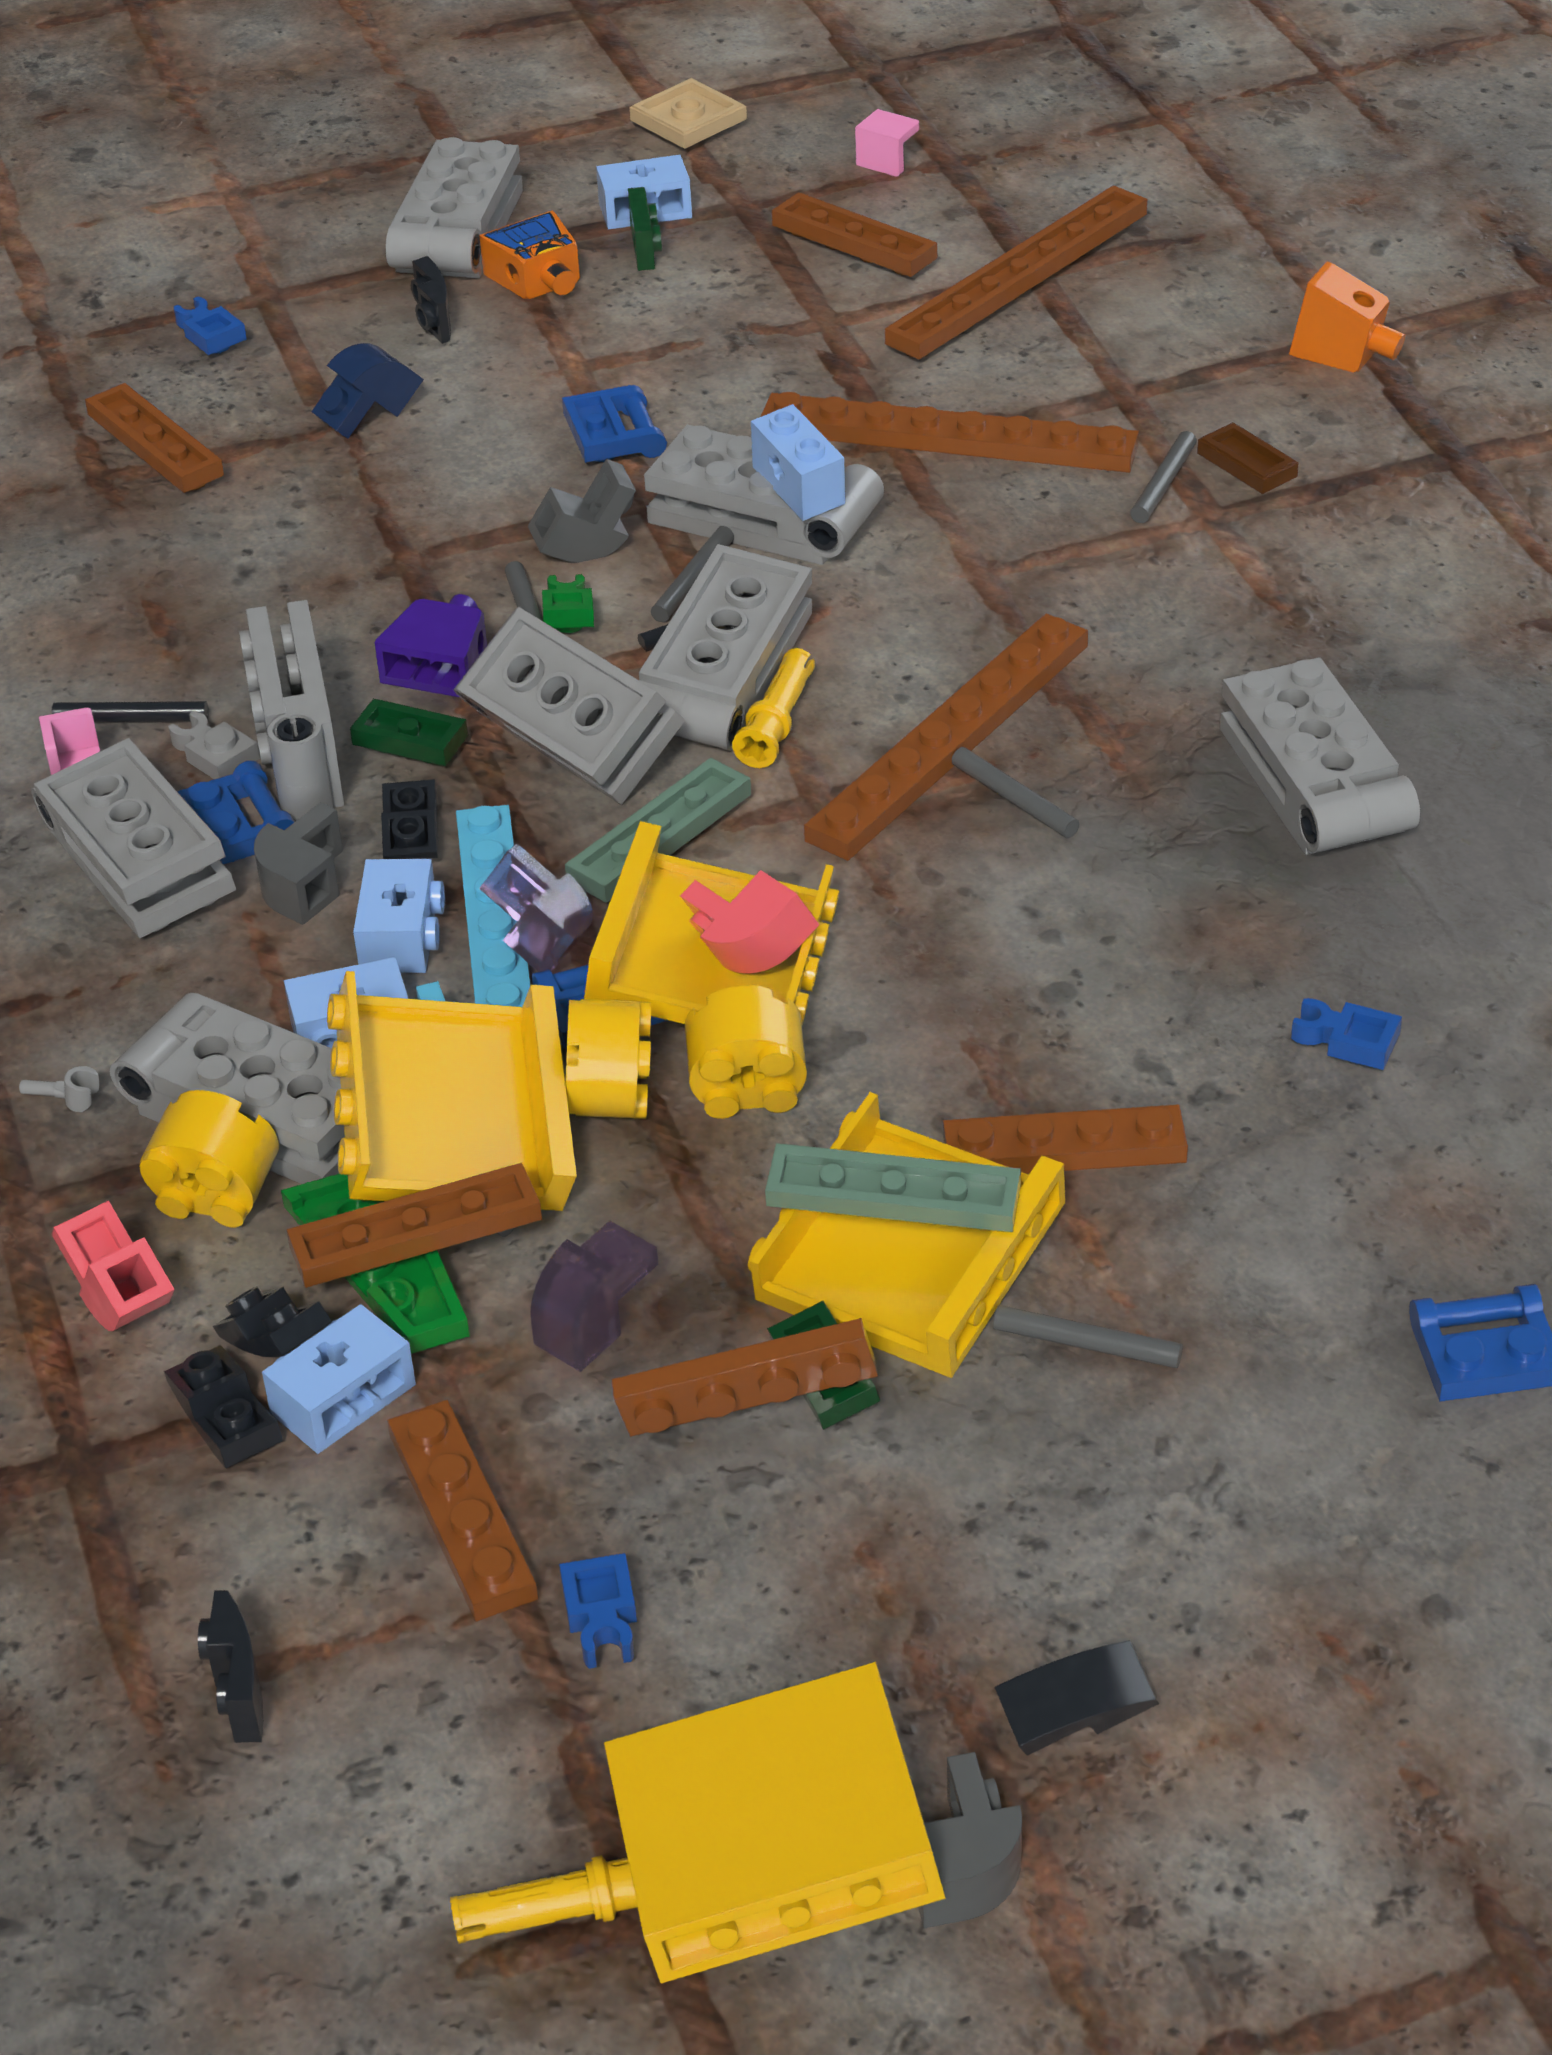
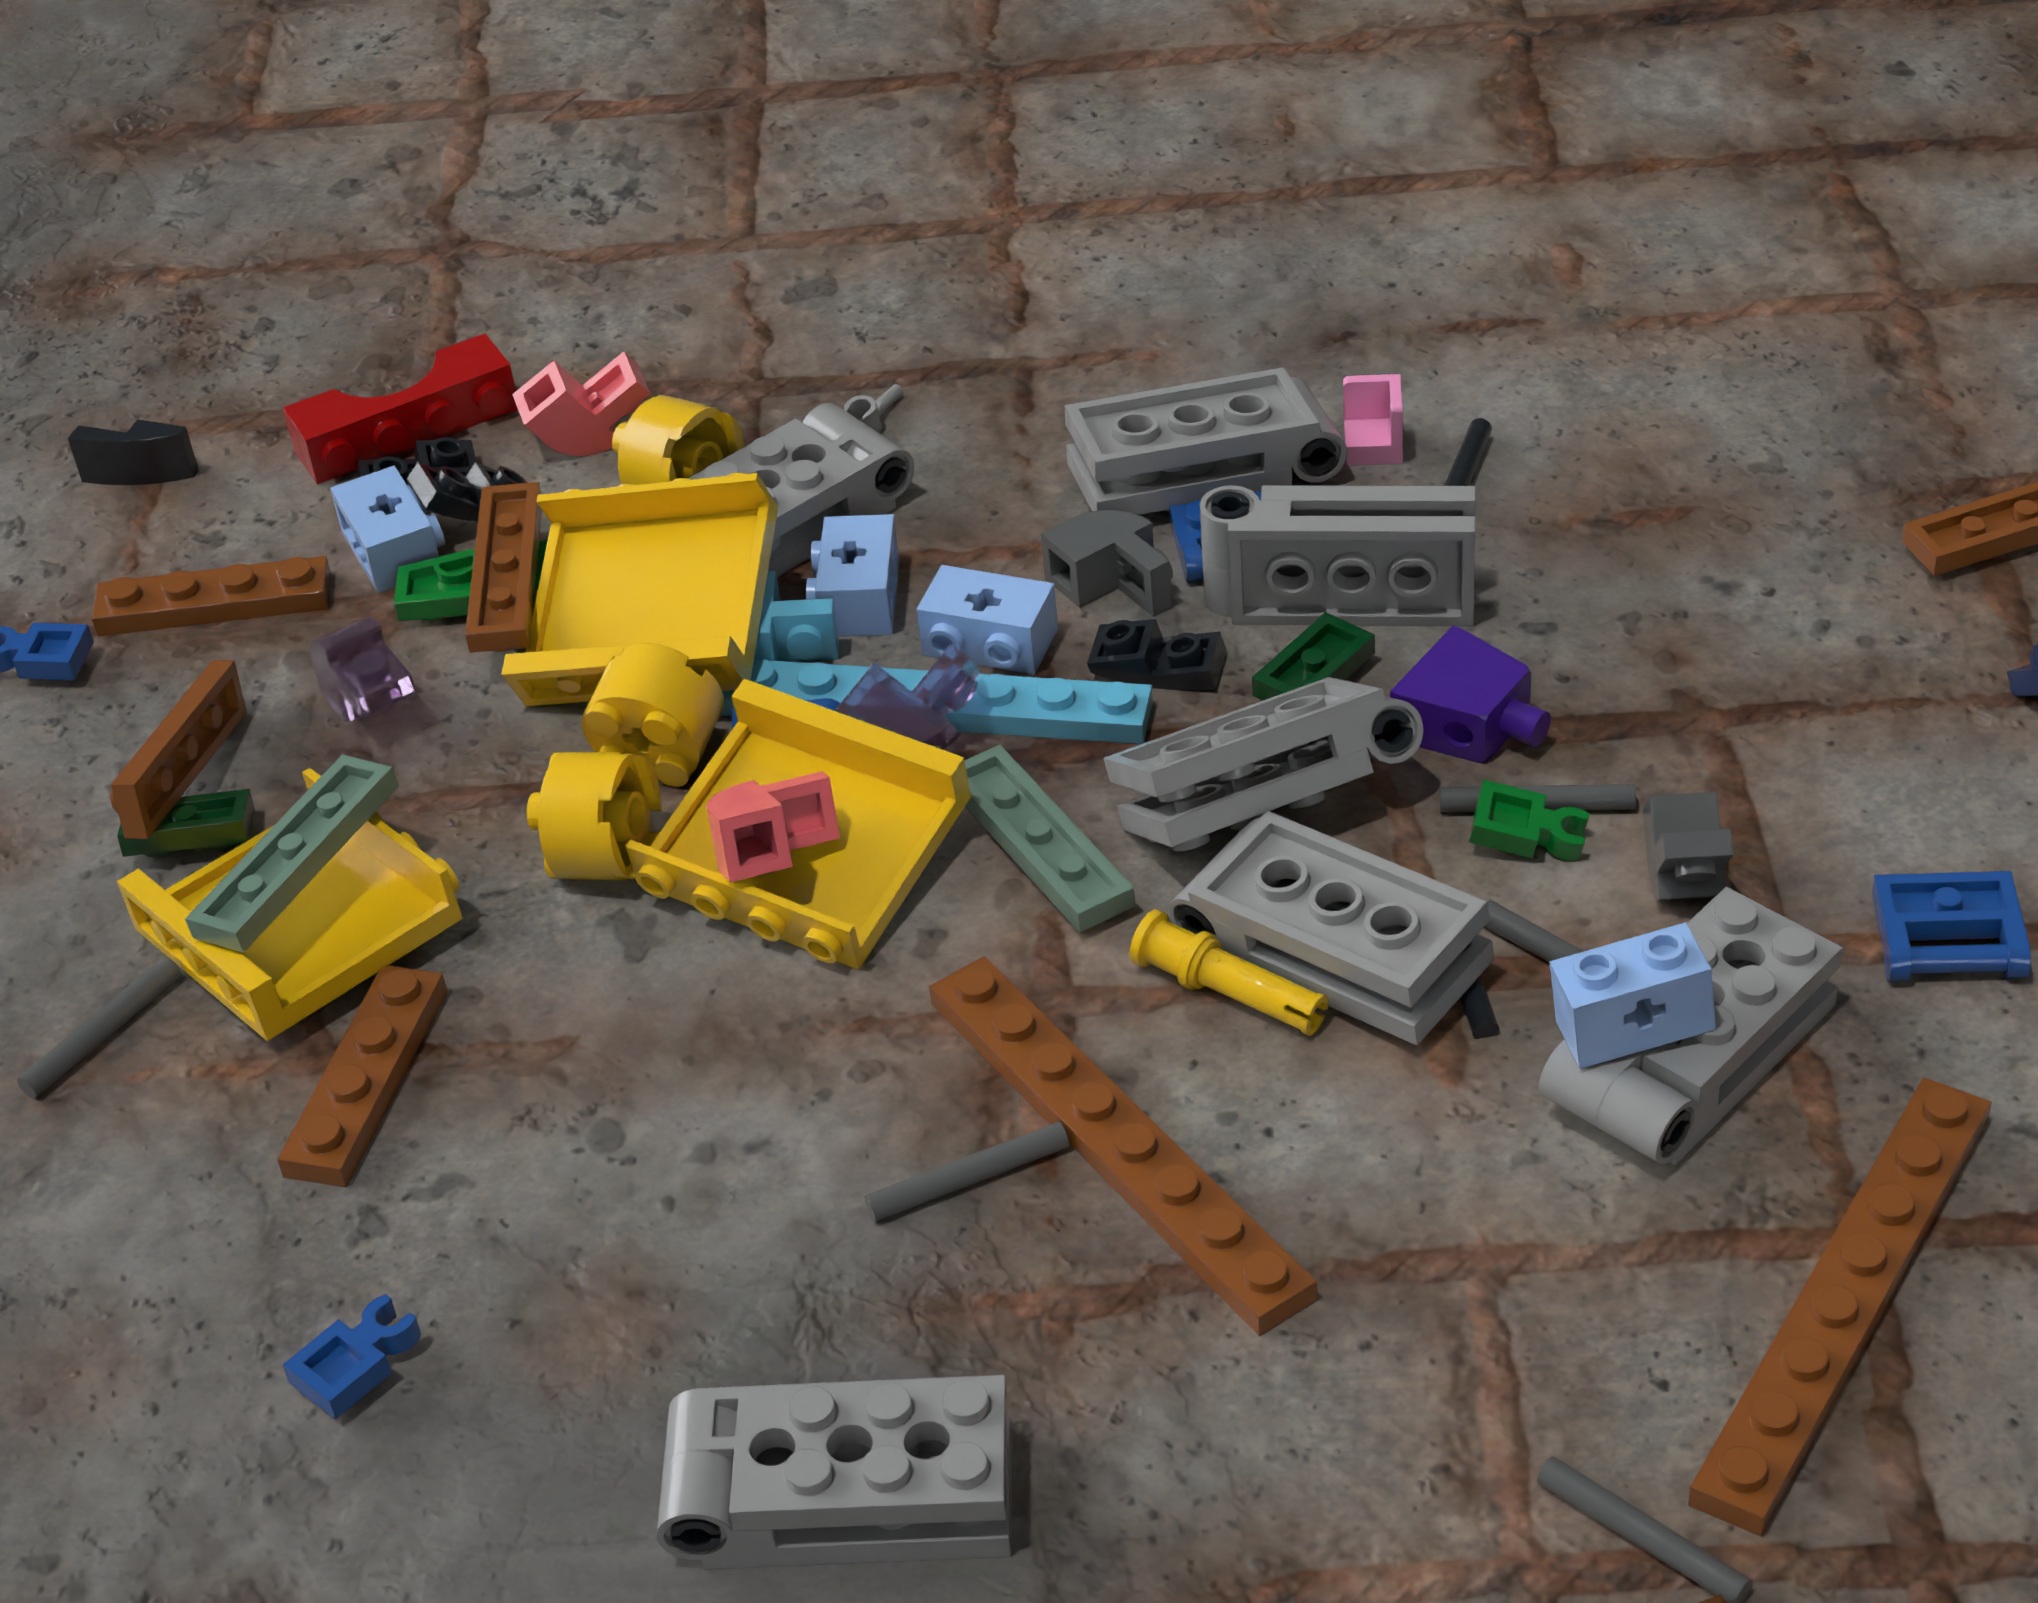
camera: 110 degrees right, 0 degrees up
(74, 1404) = (463, 389): none -> red arch

